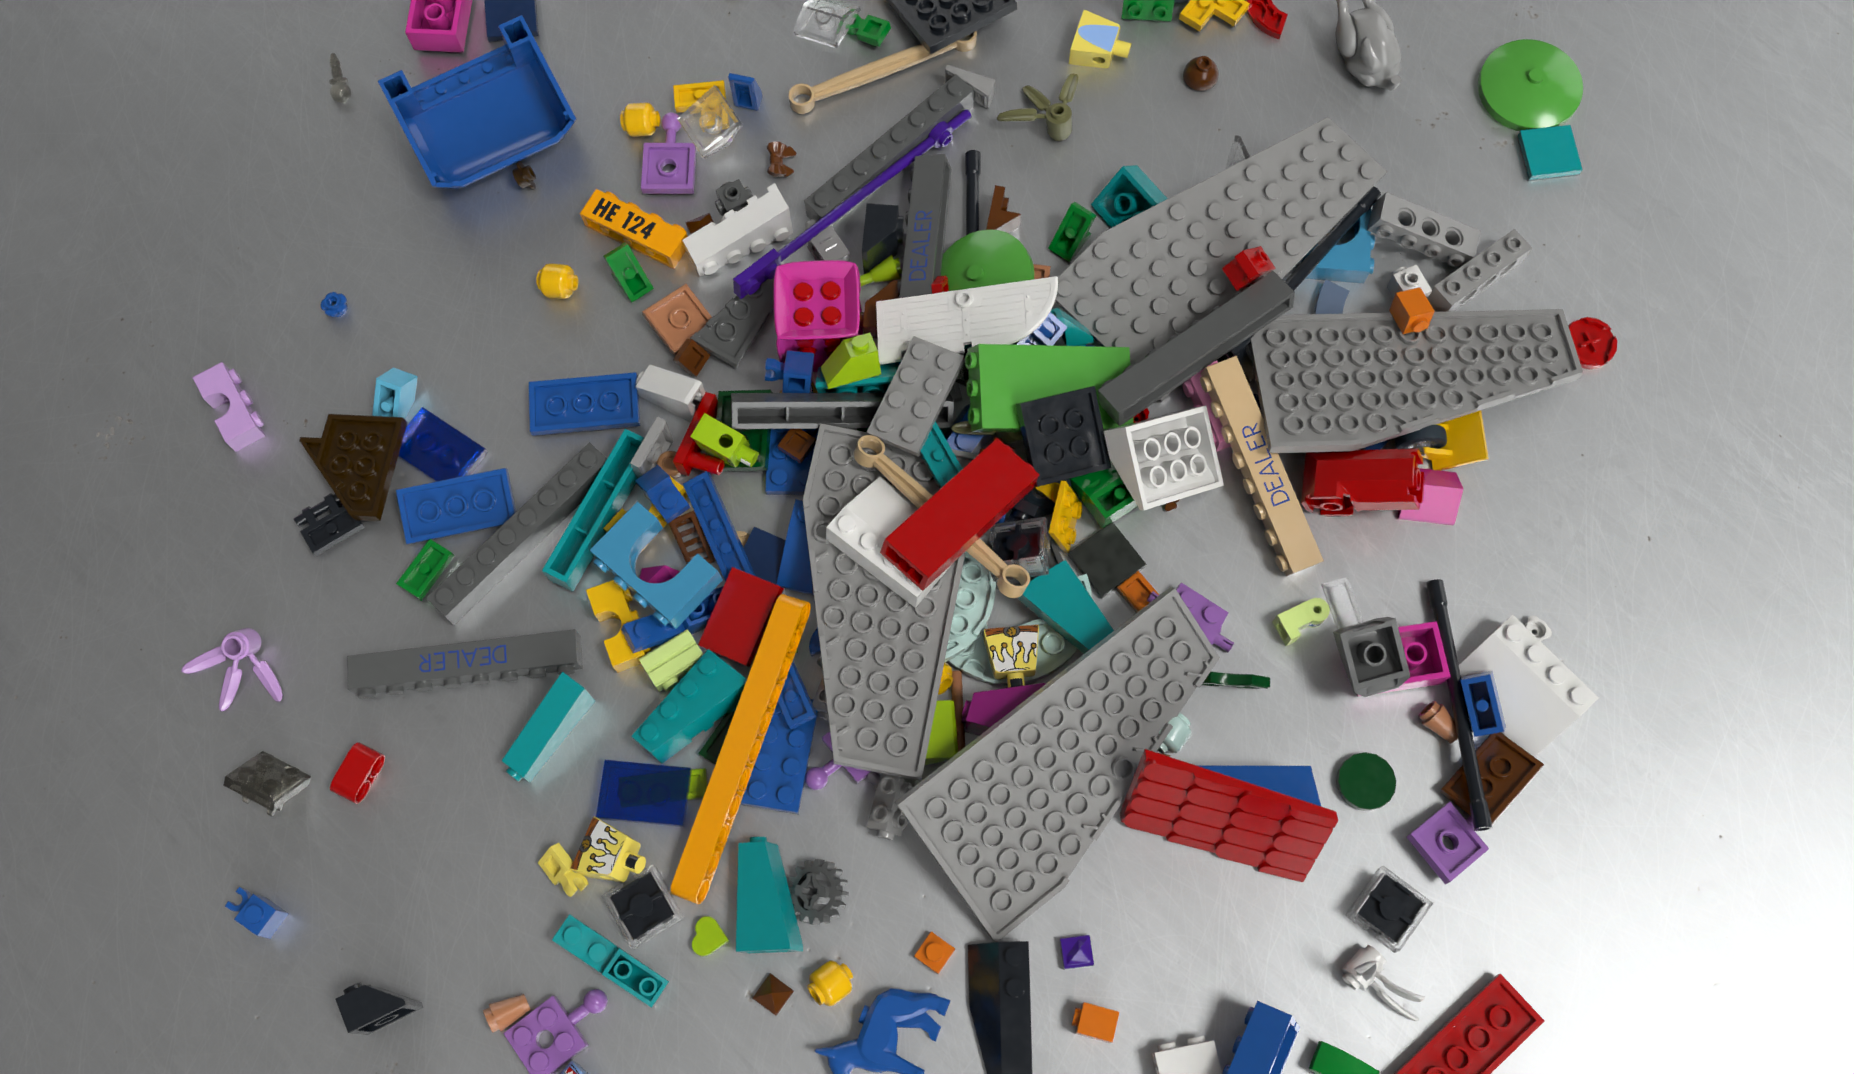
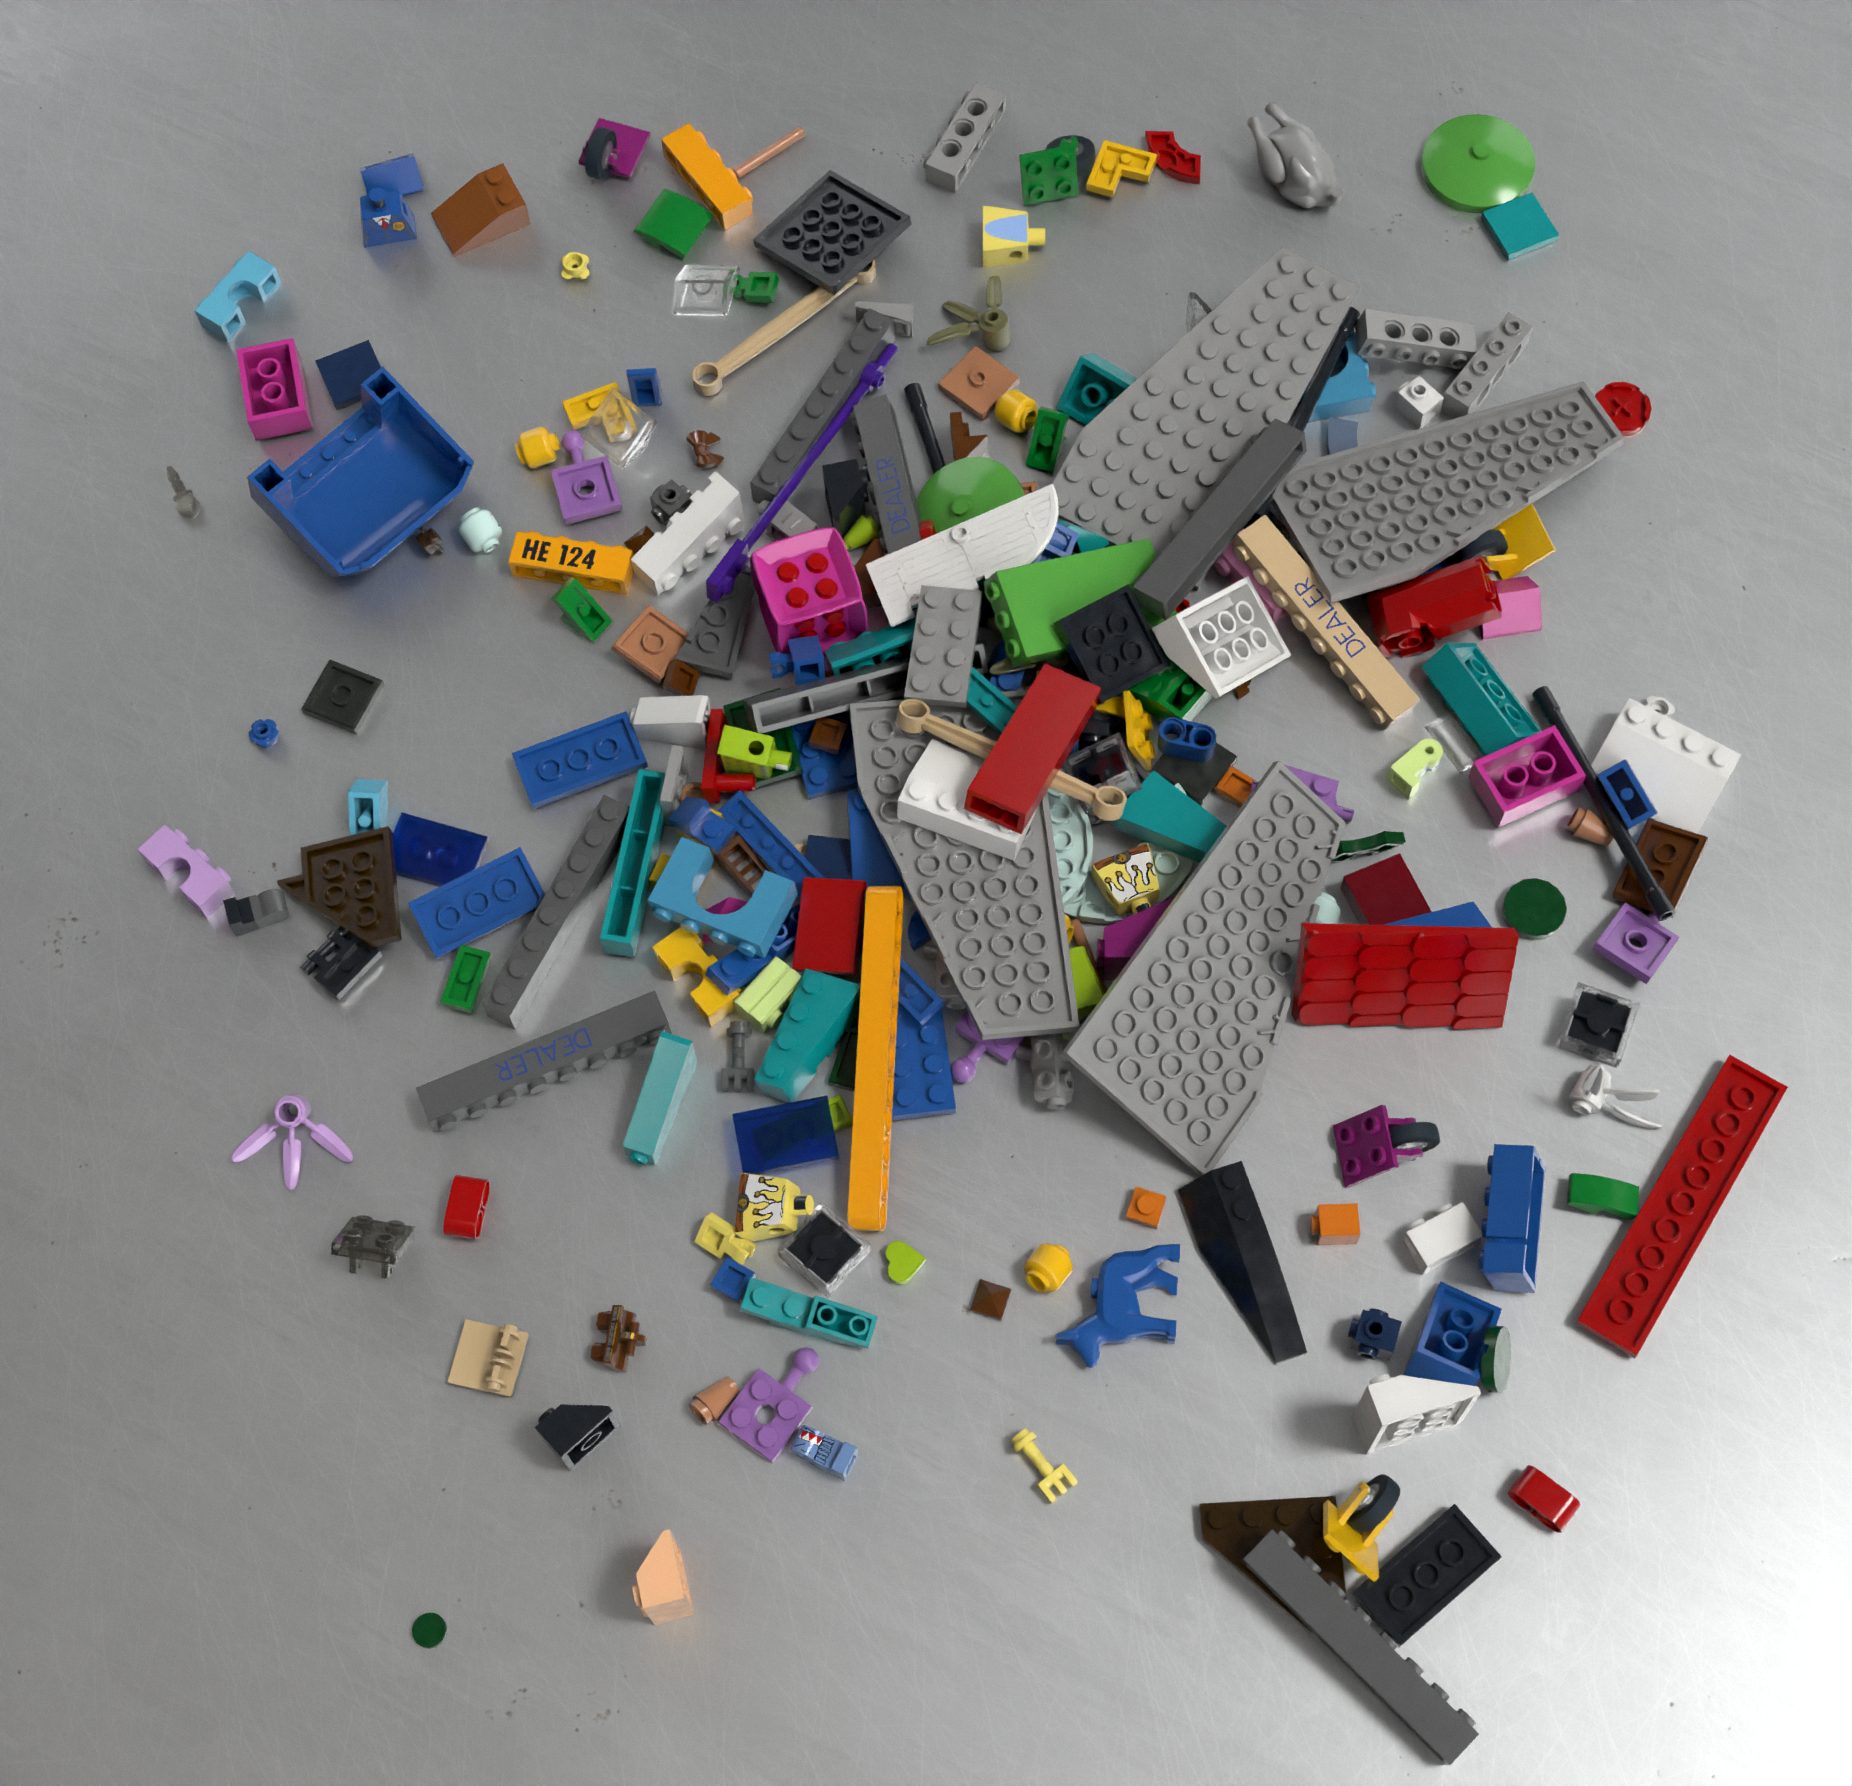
camera: 15 degrees left, 5 degrees down
(258, 914) = (410, 1380): blue brick -> none
(272, 458) = (256, 911): none -> leg
(331, 913) = (488, 1357): none -> tan hinge
(409, 291) = (342, 696): none -> pearl dark grey tile
(444, 932) = (621, 1338): none -> reddish brown hips
(557, 281) = (505, 640): yellow head -> none
(557, 908) = (732, 1280): none -> blue plate
(568, 179) = (480, 530): none -> light aqua head
(625, 721) = (738, 1031): none -> dark grey hinge
(764, 902) = (952, 1209): teal slope -> none
(819, 906) = (1015, 1182): dark grey gear -> none
(852, 361) = (864, 630): lime slope -> none
(1031, 164) = (978, 382): none -> nougat plate
(1054, 199) = (1016, 411): none -> yellow head
(1076, 952) = (1293, 1163): dark purple tile -> none
(1108, 533) = (1185, 745): none -> blue beam
(1146, 961) = (1375, 1144): none -> magenta plate
(1201, 73) = (1128, 240): reddish brown brick -> none
(1236, 733) = (1384, 893): none -> dark red brick
(1248, 267) = (1247, 422): red brick -> none
(1373, 656) = (1502, 775): dark grey slope -> none
(1379, 571) = (1479, 697): none -> teal slope
(1411, 310) = (1429, 423): orange brick -> none

